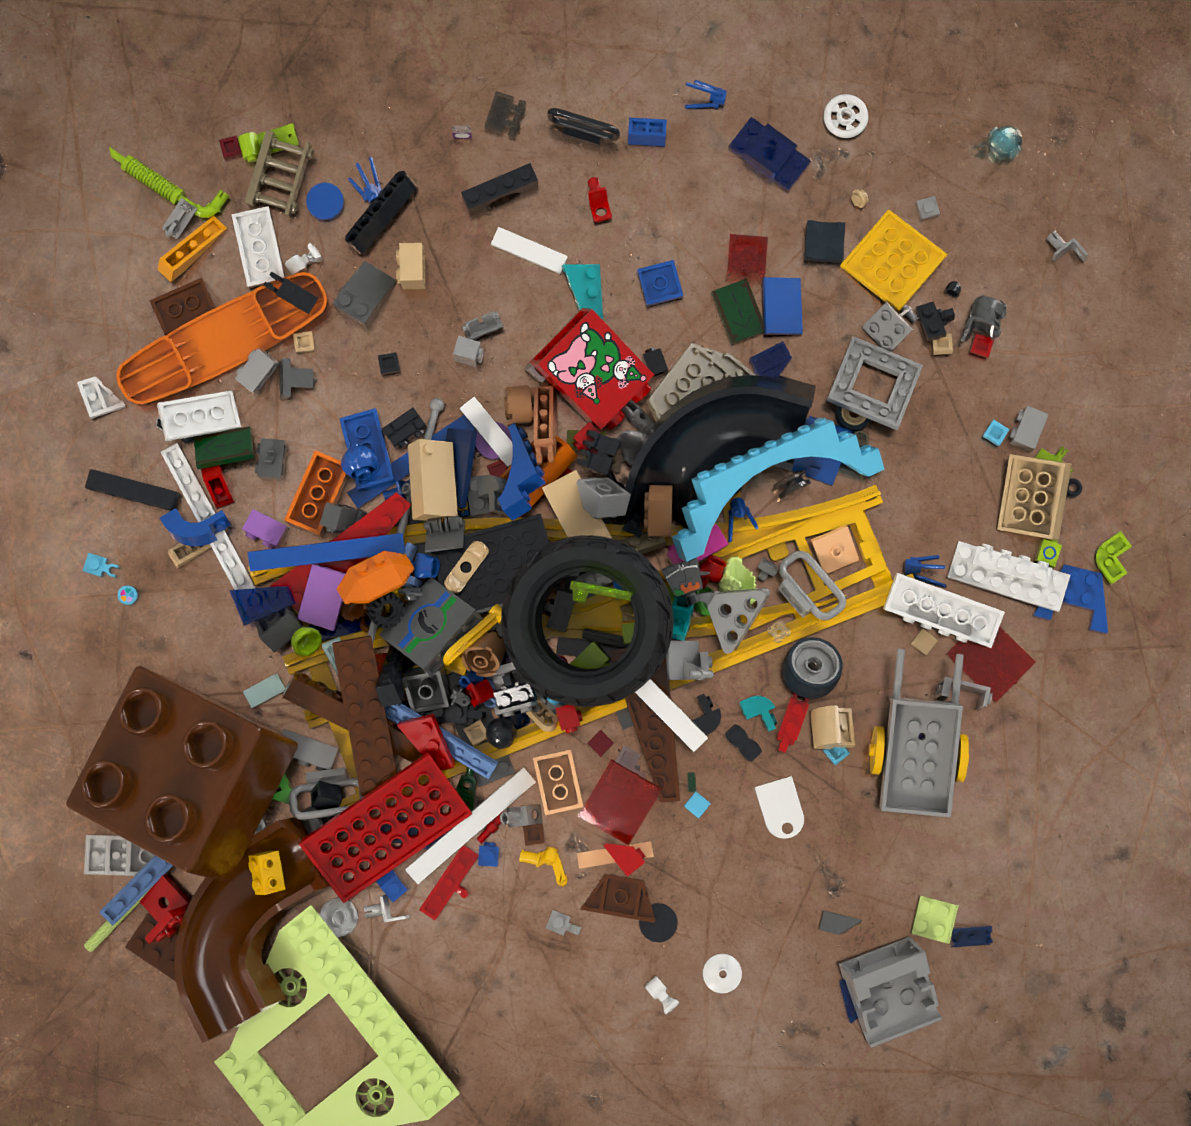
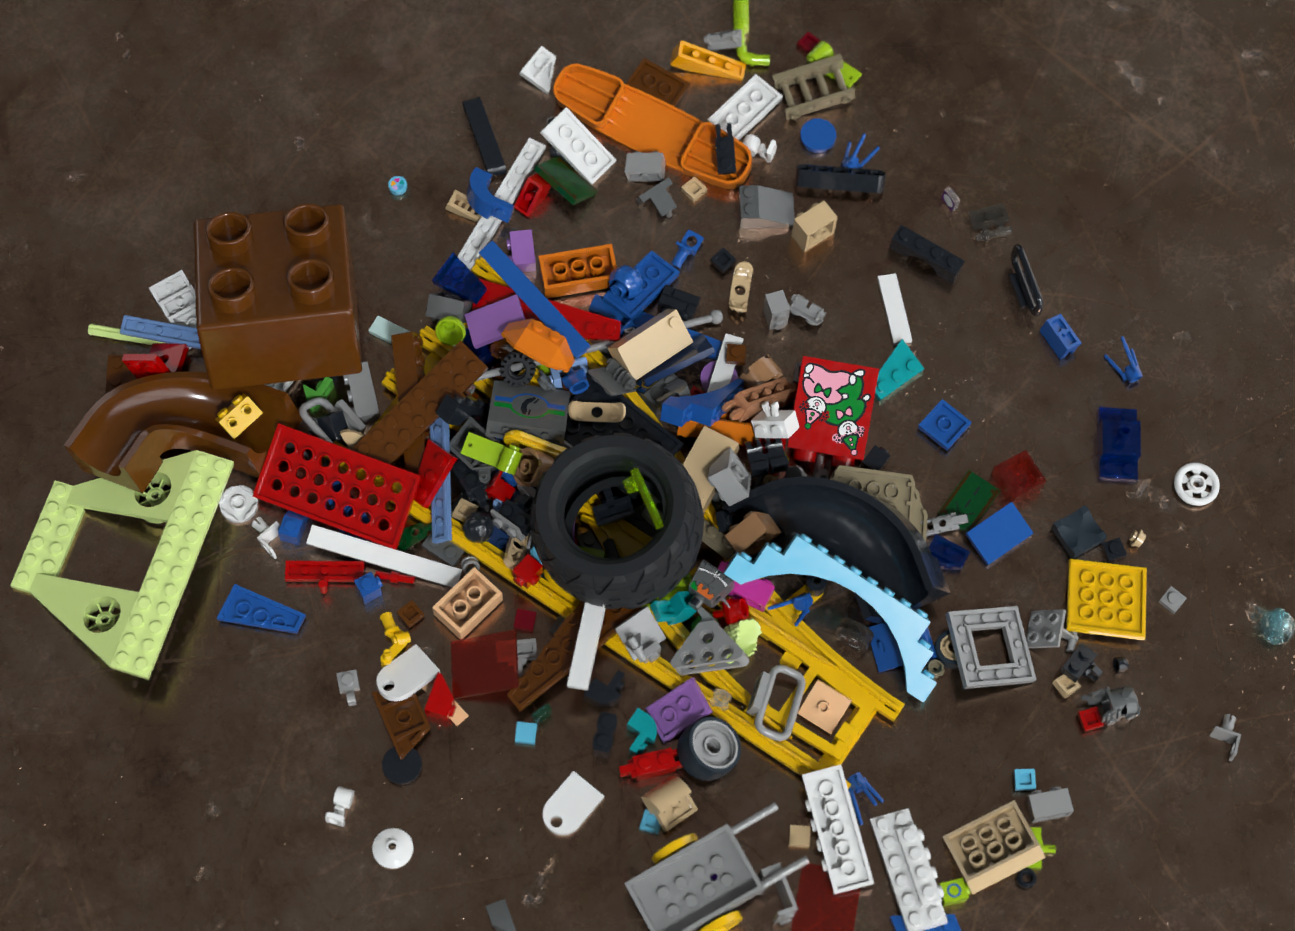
camera: 55 degrees right, 15 degrees down
(98, 565) = (406, 149): medium azure plate -> none
(271, 459) = (582, 221): dark grey brick -> none
(340, 517) = (569, 293): dark grey hinge -> none
(349, 788) = (351, 437): none -> tan tile
(357, 388) = (685, 250): none -> blue bracket
(414, 358) = (741, 277): none -> tan piece
(444, 962) = (258, 611): none -> blue wing
(450, 680) = (492, 453): none -> lime door
(485, 413) = (736, 354): none -> reddish brown plate
(521, 816) = (419, 592): light grey bracket -> none
(524, 758) = (469, 560): none -> light grey bush
(578, 427) = (774, 422): none -> white brick
(585, 870) = (407, 674): none -> white tile
(598, 199) = (976, 334): red bracket -> none
(747, 337) = (952, 523): none -> light grey hinge
(762, 669) = (679, 709): none -> medium lavender tile
(767, 568) = (768, 661): light grey tile -> none
(855, 223) = (1113, 550): none -> black plate

